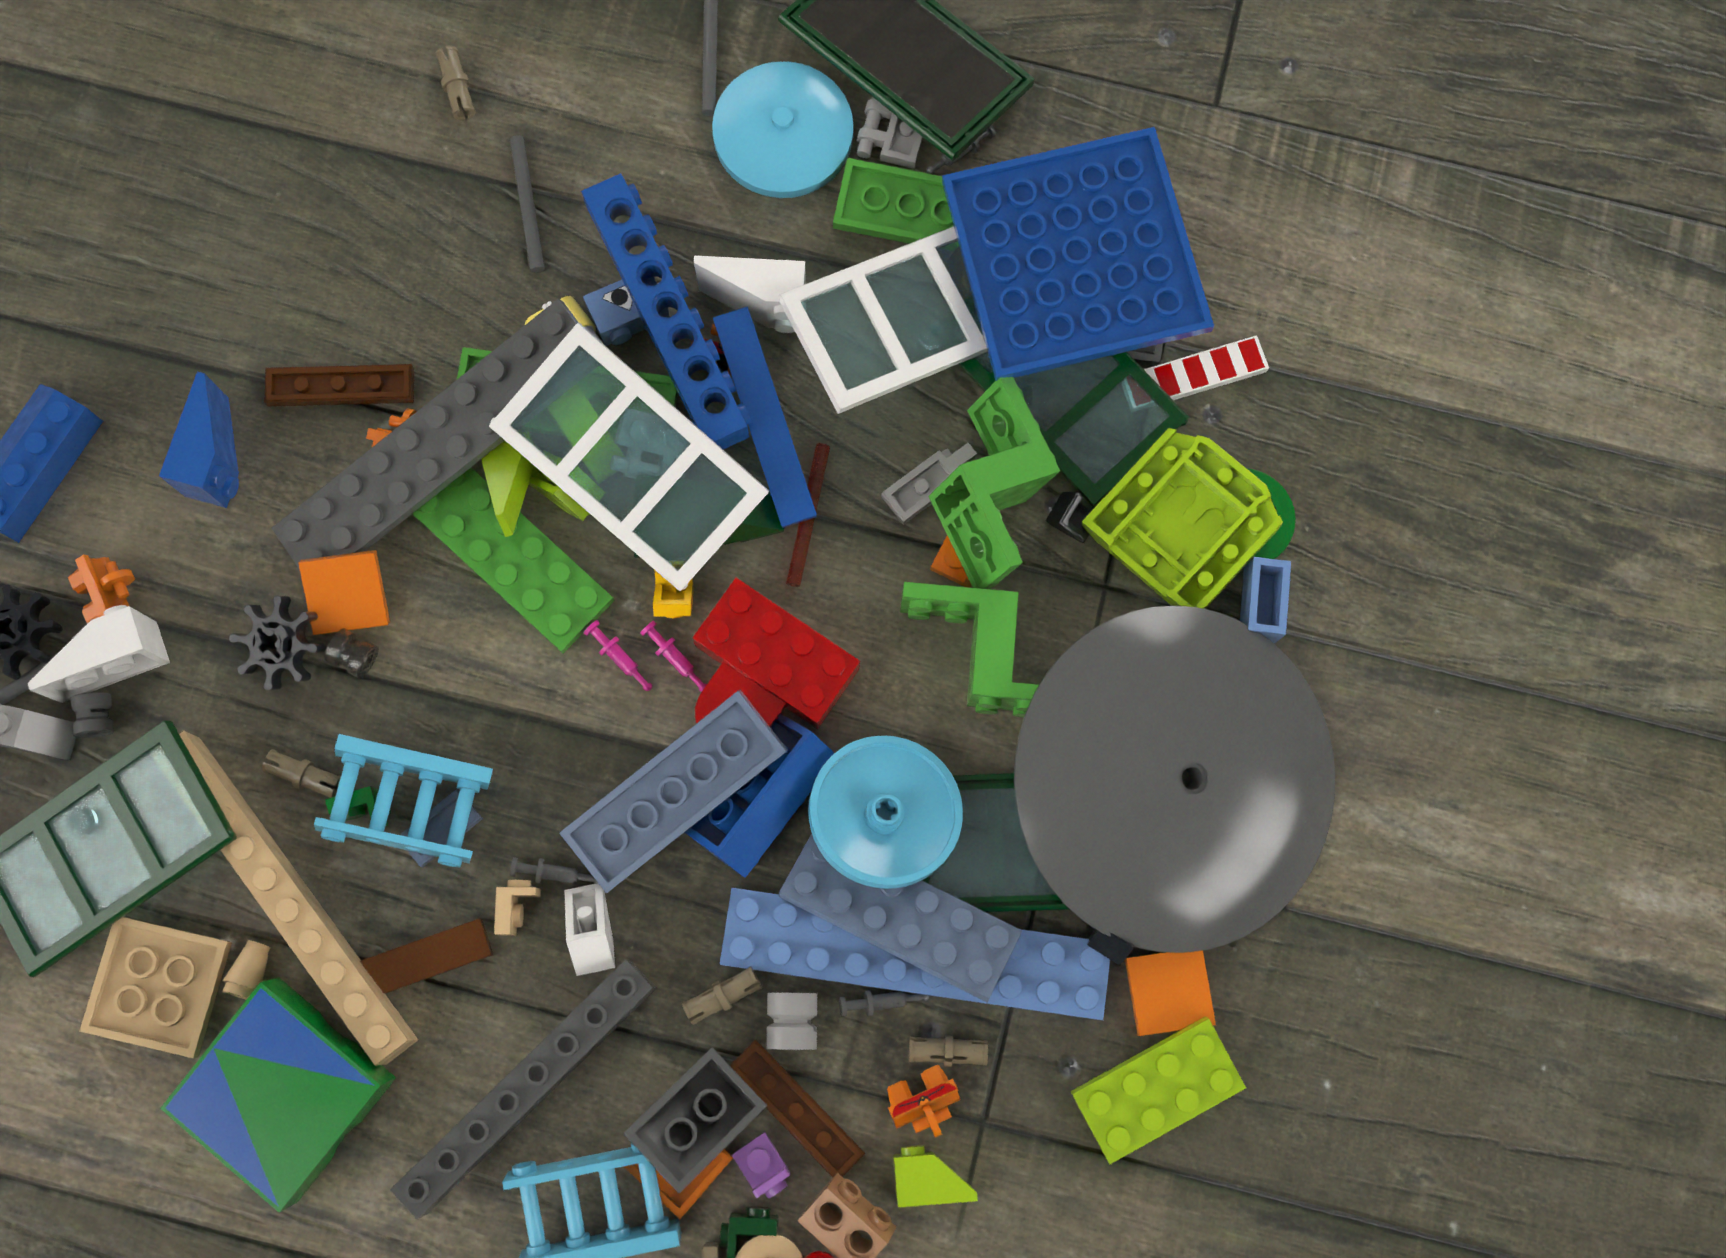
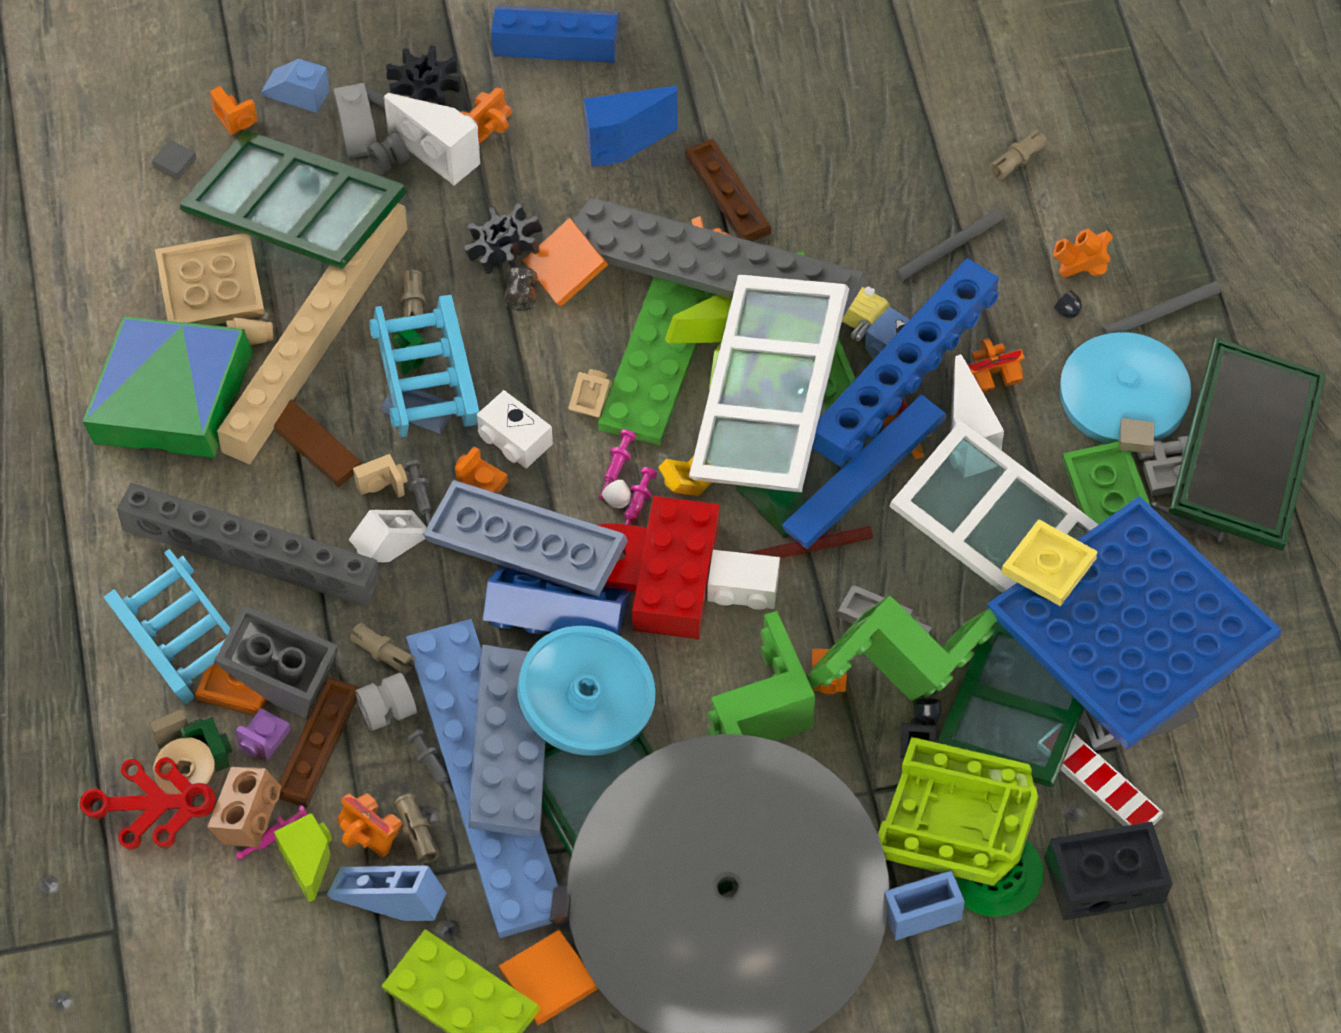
camera: 70 degrees right, 20 degrees down
(521, 641) = (590, 393): none -> tan bracket
(525, 741) = (514, 429): none -> white brick
(562, 802) = (478, 473): none -> orange bracket
(617, 82) = (1086, 254): none -> orange hips
(659, 671) = (617, 494): none -> white hinge
(661, 129) = (1069, 305): none -> black hinge
(702, 222) = (1007, 364): none -> orange hips
(824, 592) = (743, 579): none -> white brick
(851, 145) = (1136, 435): none -> dark tan tile
(883, 1191) = (268, 836): none -> dark pink piece
(986, 295) = (1049, 562): none -> light yellow plate
(1009, 1113) = (394, 891): none -> medium blue slope
(1055, 496) = (927, 708): none -> black hinge
(1301, 415) = (1108, 870): none -> black piece

